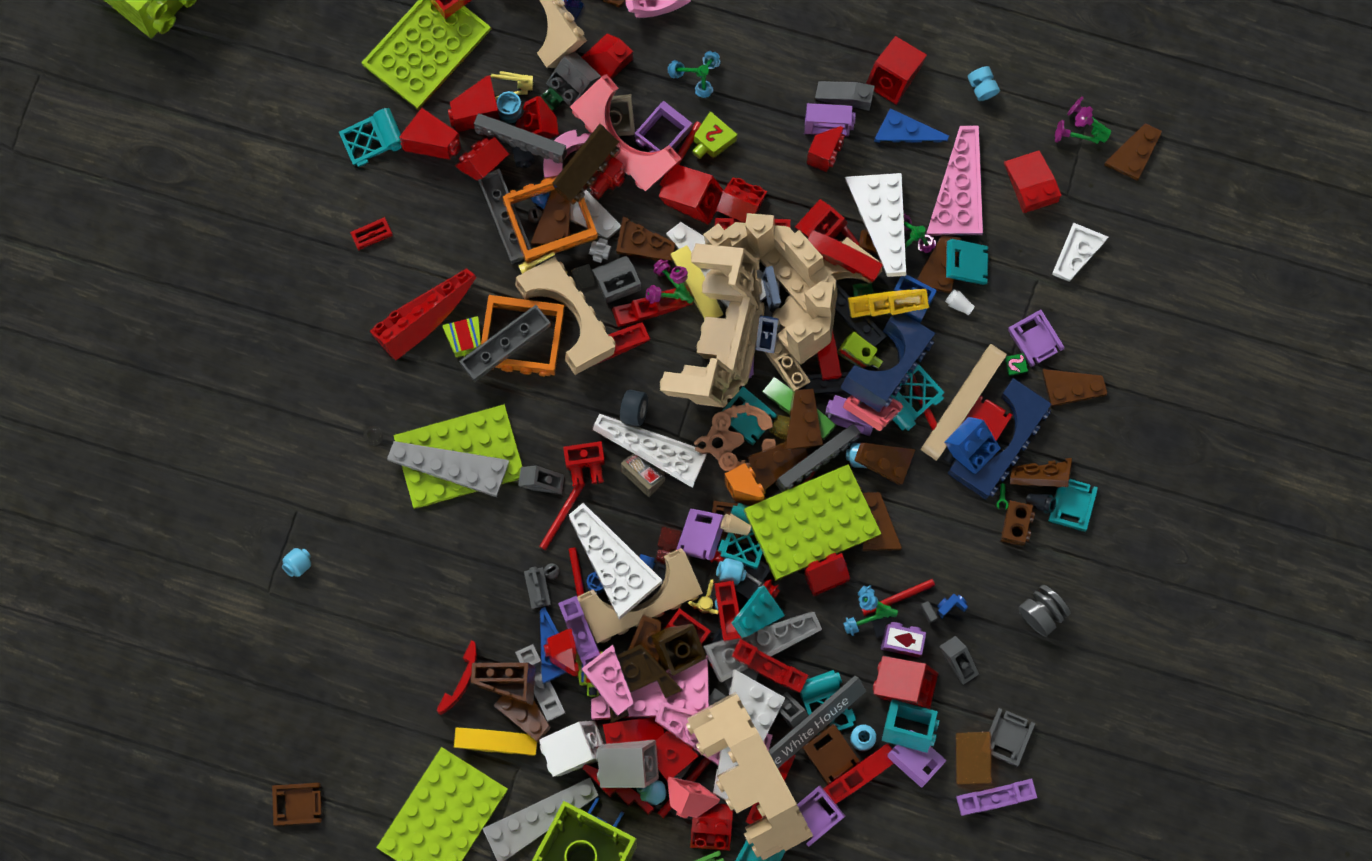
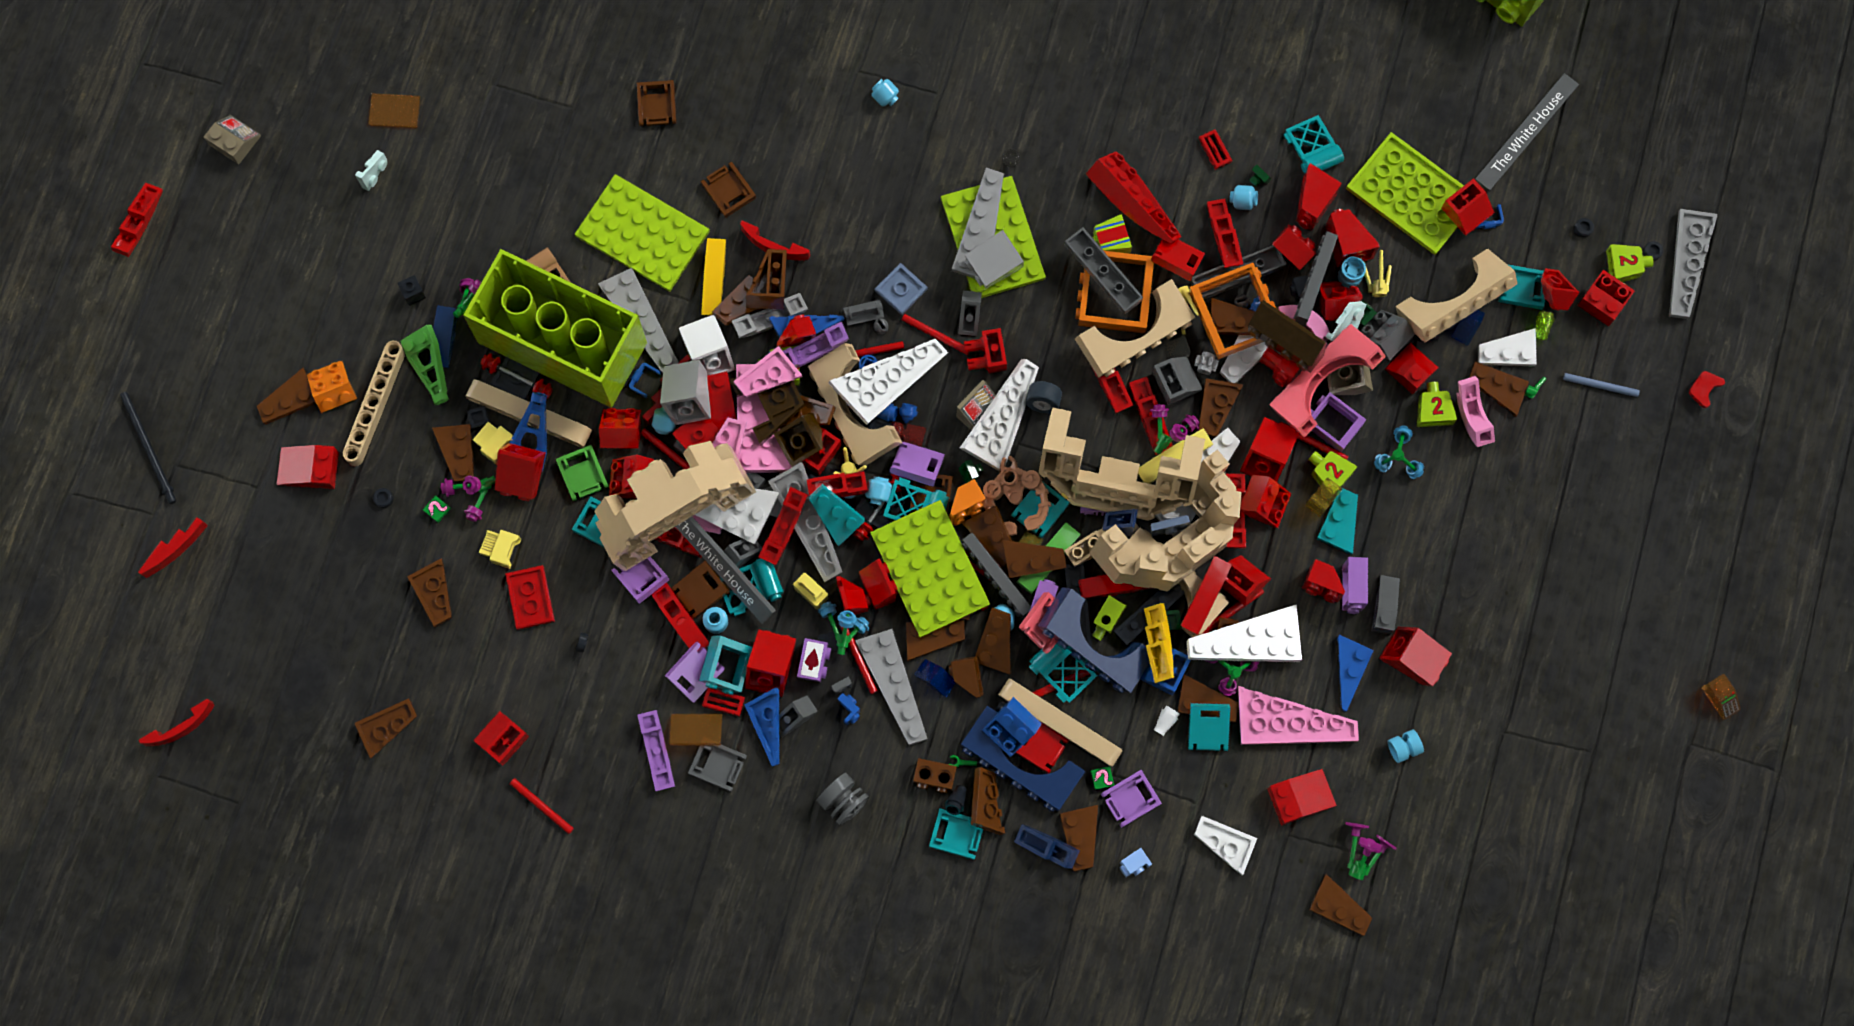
camera: 90 degrees right, 0 degrees up
(394, 729) = (726, 187): none -> reddish brown container
(403, 190) = (1259, 176): none -> dark green tile
(426, 206) = (1244, 197): none -> medium azure head
(464, 227) = (1224, 233): none -> red slope
(489, 273) = (1175, 257): none -> red container
(492, 449) = (994, 260): none -> light grey slope
(513, 549) = (901, 289): none -> sand blue plate
(562, 110) = (1351, 315): none -> light aqua wing
(644, 544) = (908, 412): none -> blue plate
(648, 37) = (1435, 407): none -> lime torso
(658, 838) = (620, 428): none -> red slope
(690, 797) = (656, 447): coral slope -> none
(709, 483) = (970, 471): none -> dark green tile
(733, 524) = (923, 492): tan cone -> none
(740, 144) = (1323, 497): none -> clear yellow slope
(762, 132) = (1340, 522): none -> teal wing
(831, 642) = (810, 590): none -> light yellow piece
(840, 600) = (852, 596): none -> red slope
(910, 568) = (887, 668): none -> light grey wing
(917, 489) = (967, 674): none -> reddish brown slope
(917, 522) = (935, 677): none -> clear blue slope
(955, 717) = (739, 706): none -> red tile
(961, 688) = (765, 718): none -> blue wing
(1085, 417) = (1047, 846): none -> dark blue slope
(1098, 336) = (1134, 863): none -> light blue brick

